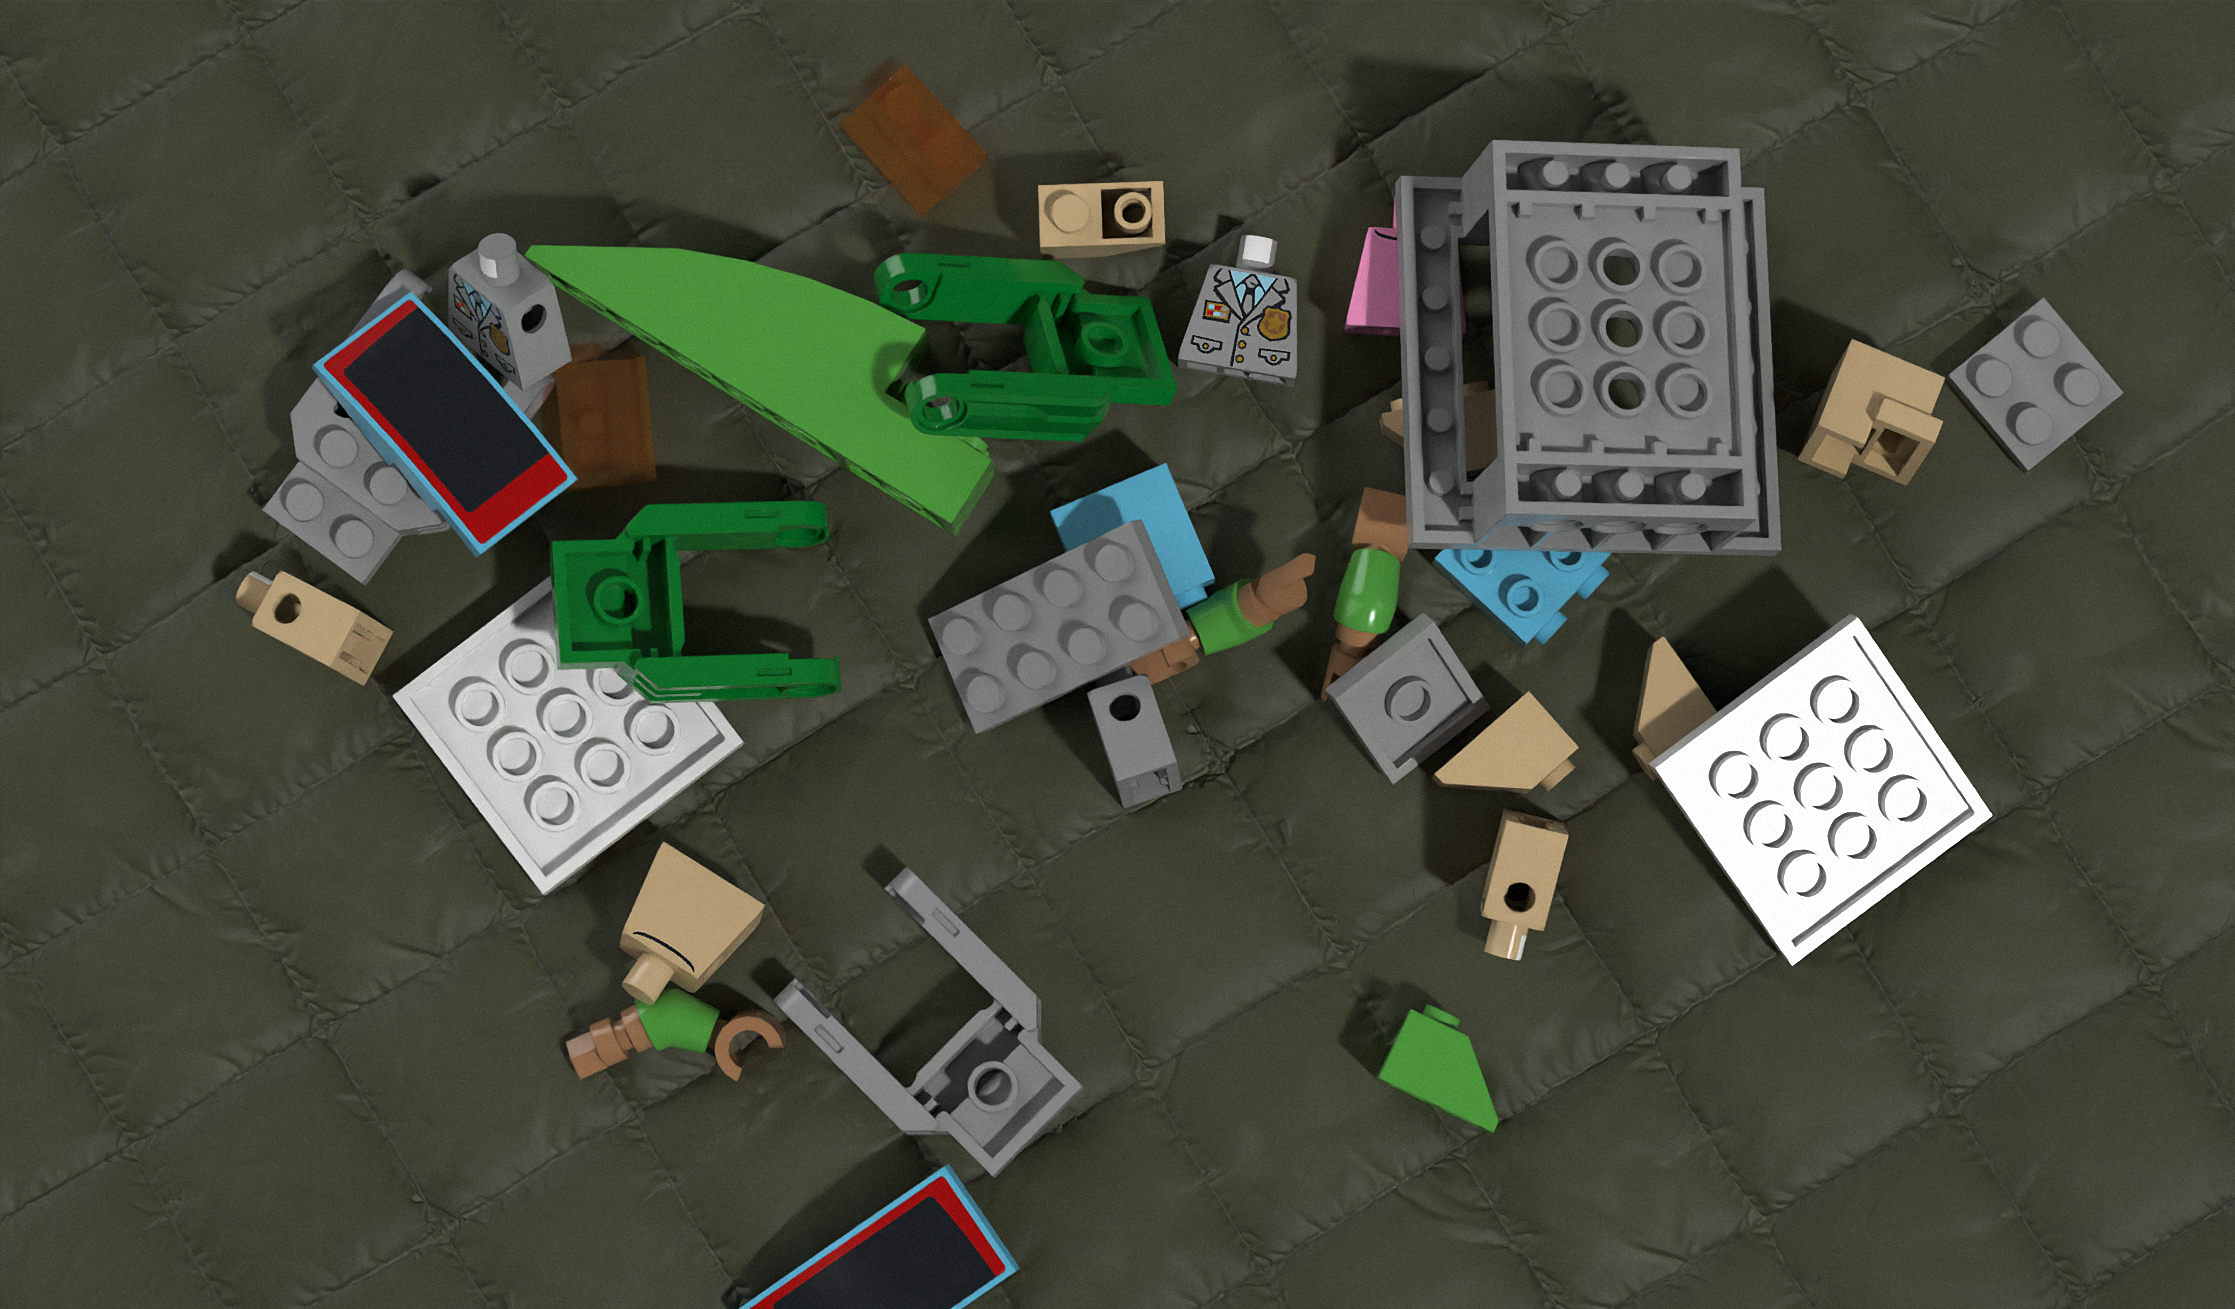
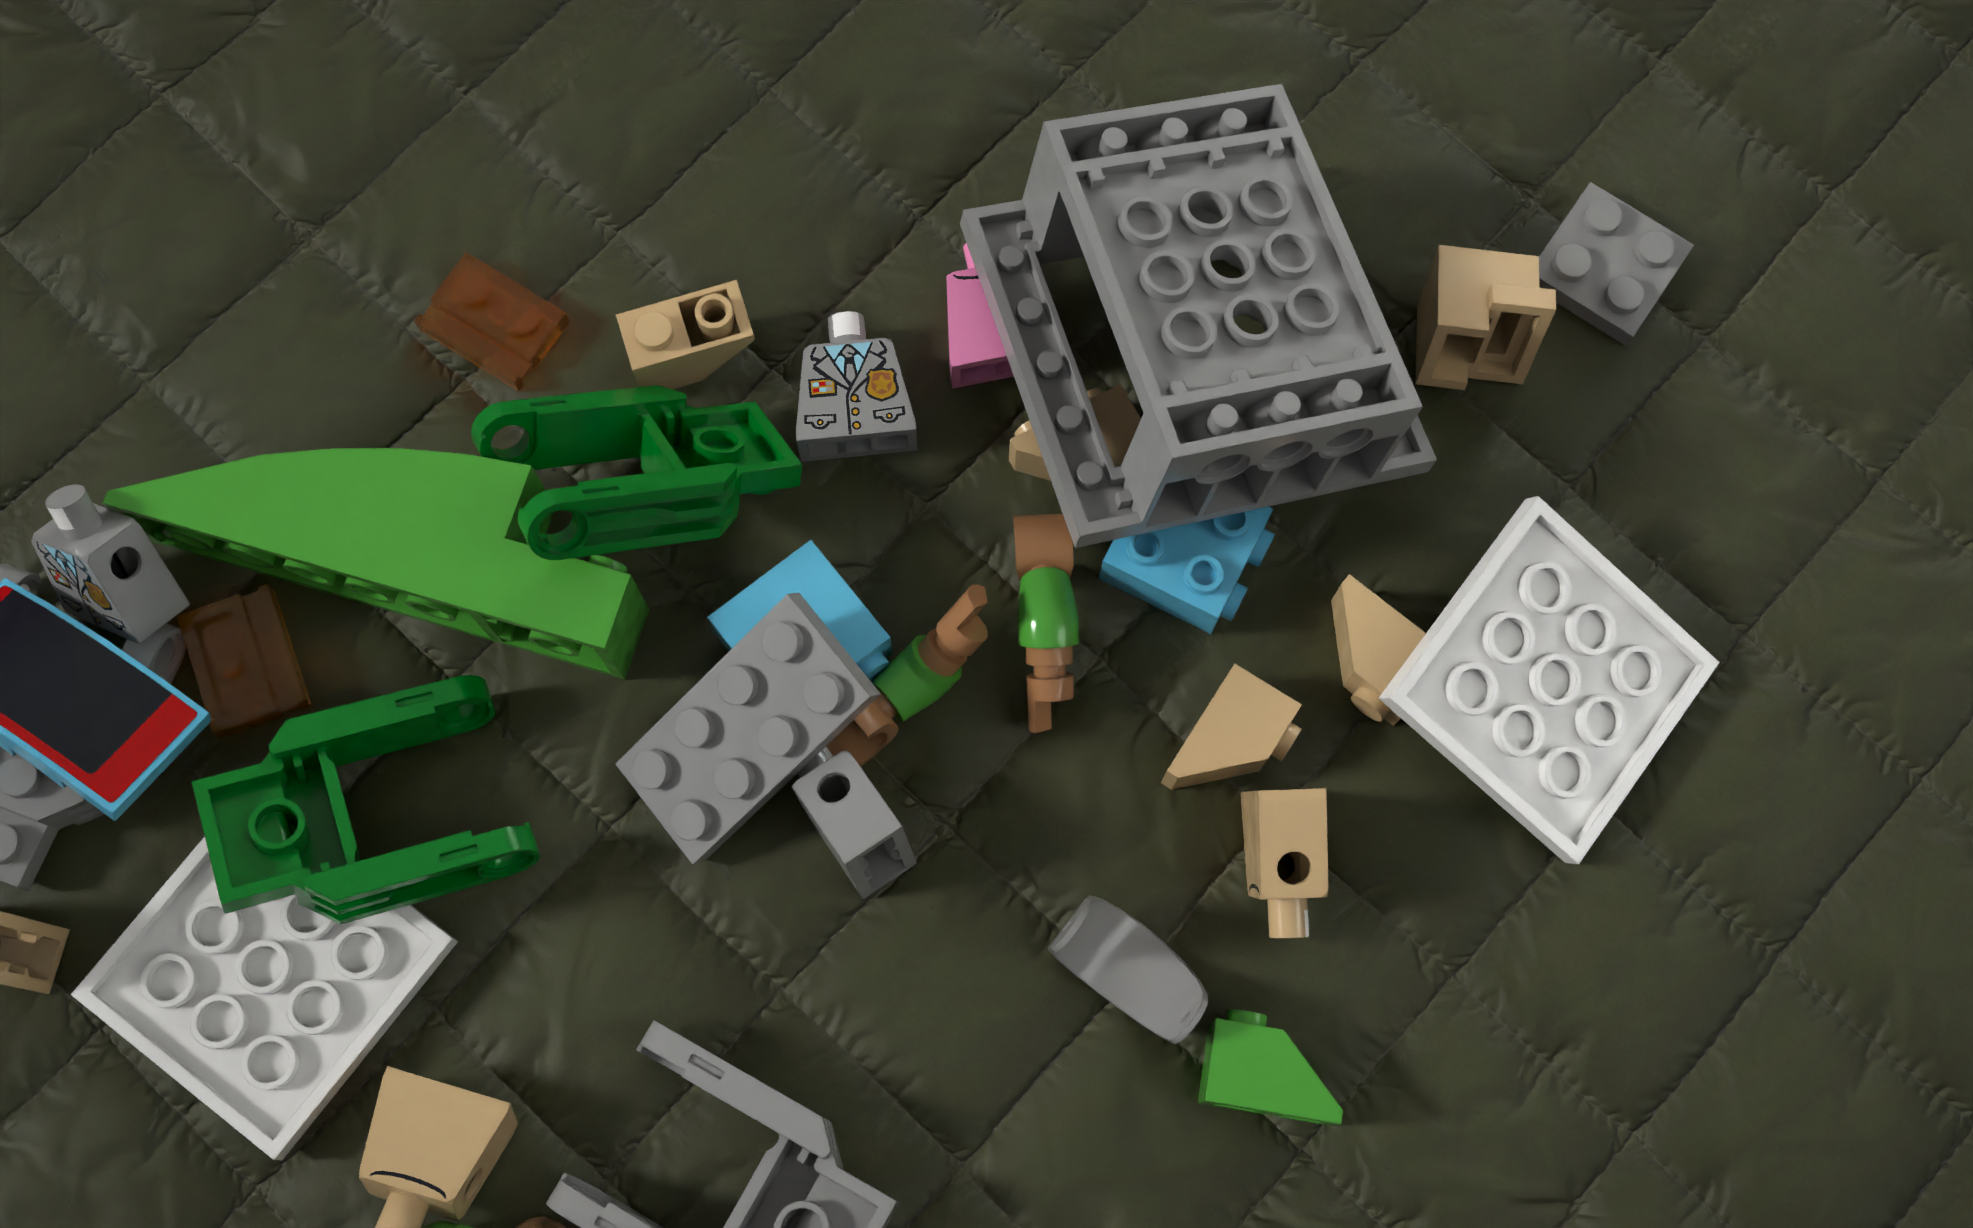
camera: 20 degrees left, 10 degrees down
(1350, 941) = (1131, 968): none -> light grey piece
(1407, 698) = (1116, 705): light grey plate -> none

